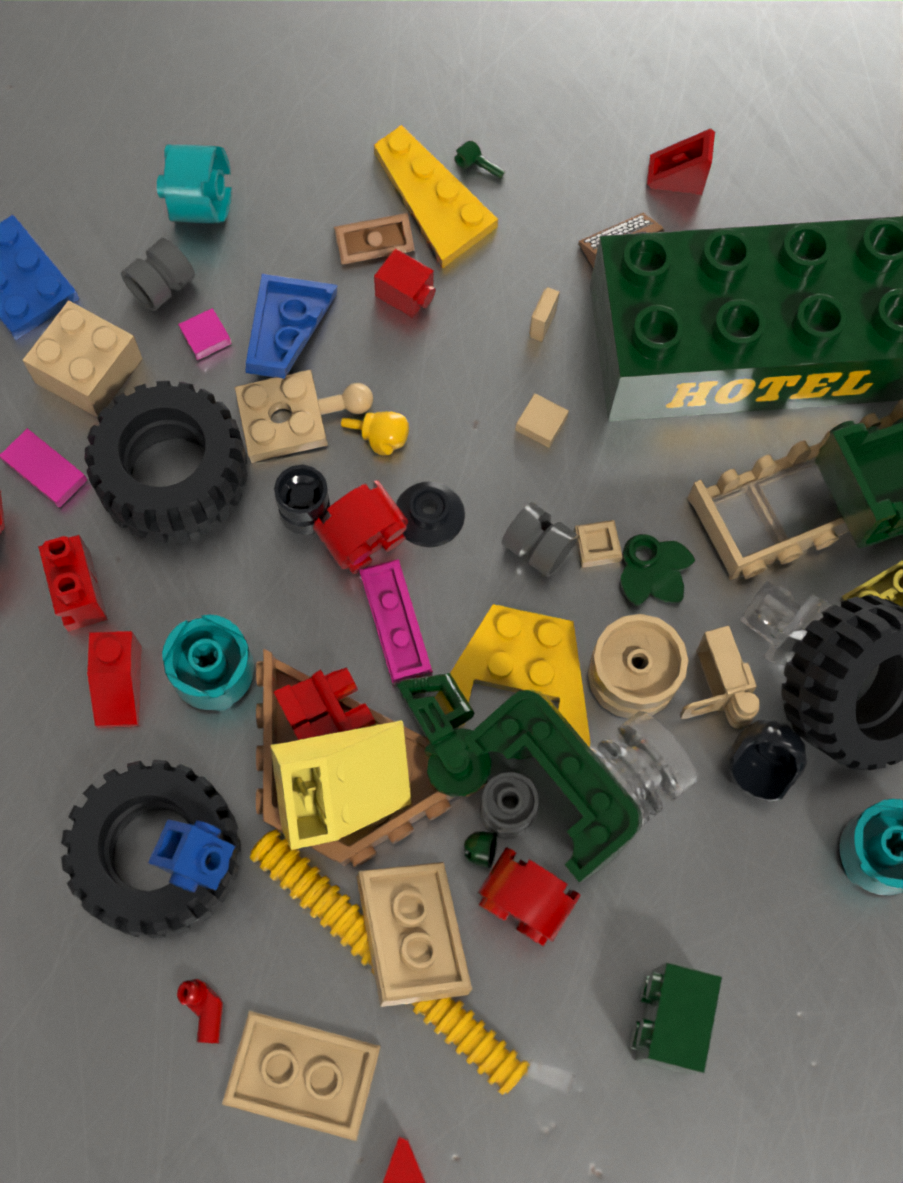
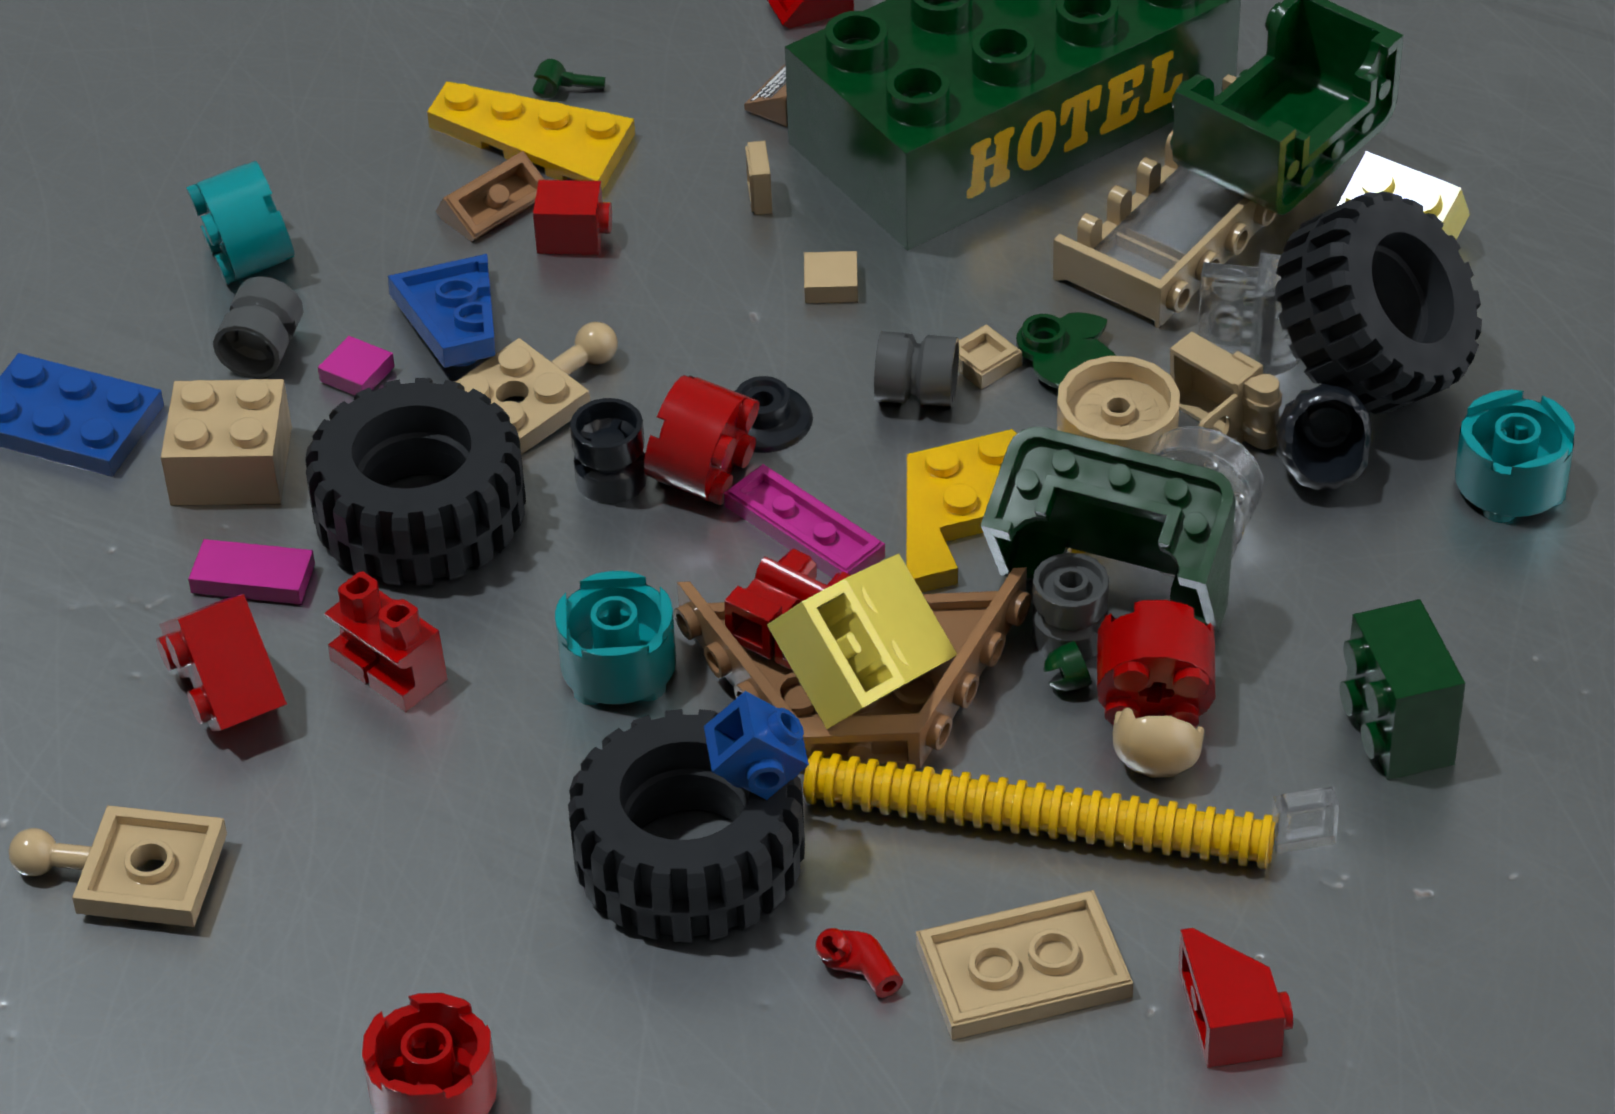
camera: 25 degrees left, 25 degrees down
(114, 678) = (508, 709): red slope -> none
(383, 430) = (651, 358): yellow piece -> none
(413, 934) = (1052, 761): tan tile -> none
(451, 763) = (943, 566): dark green piece -> none
(494, 951) = (1156, 744): none -> tan hair

